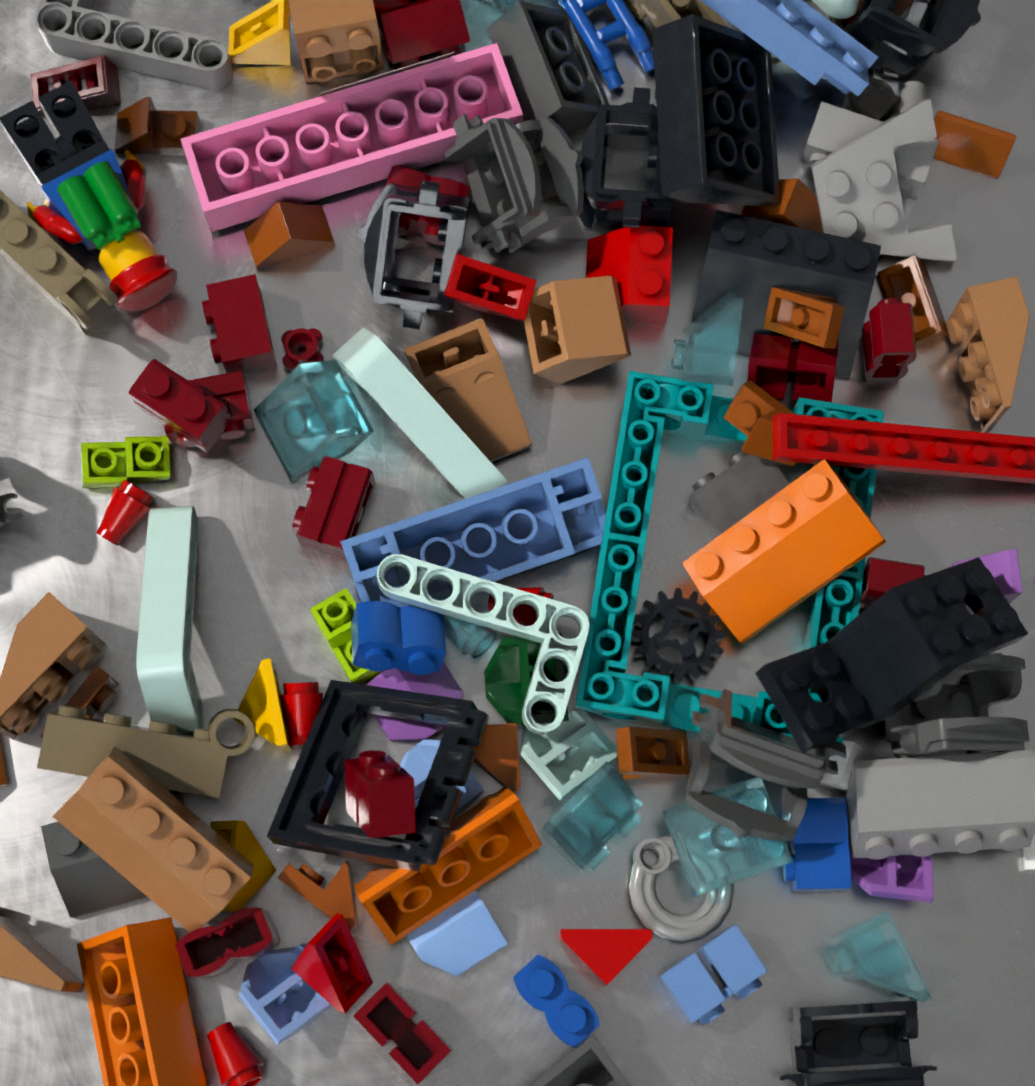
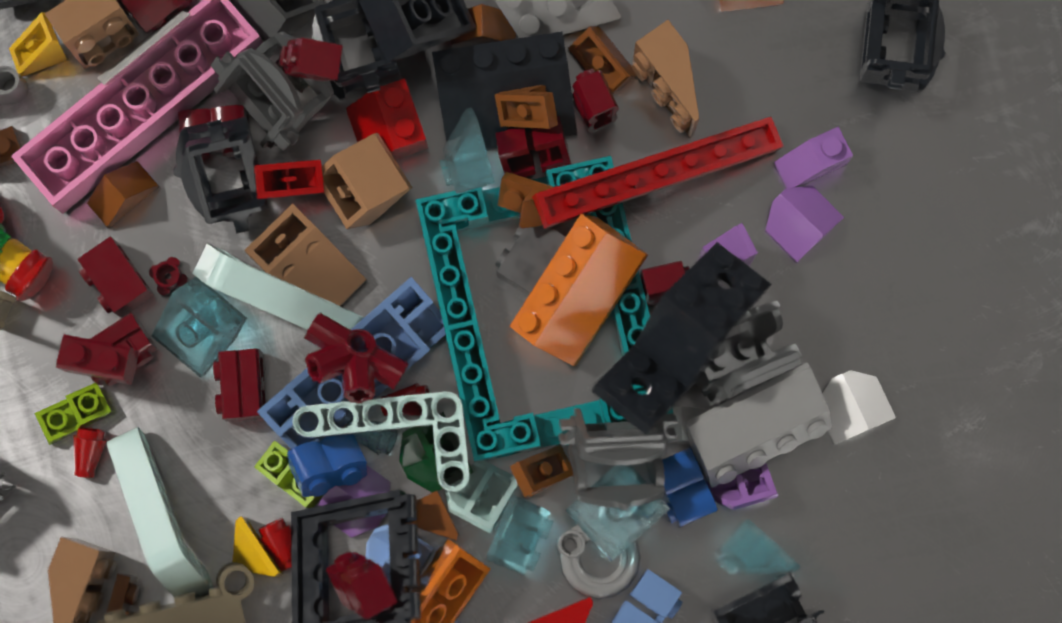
camera: 20 degrees left, 5 degrees up
(481, 518) = (340, 357): none -> dark red piece
(574, 155) = (311, 59): none -> dark red piece
(671, 618) = (516, 368): black gear -> none

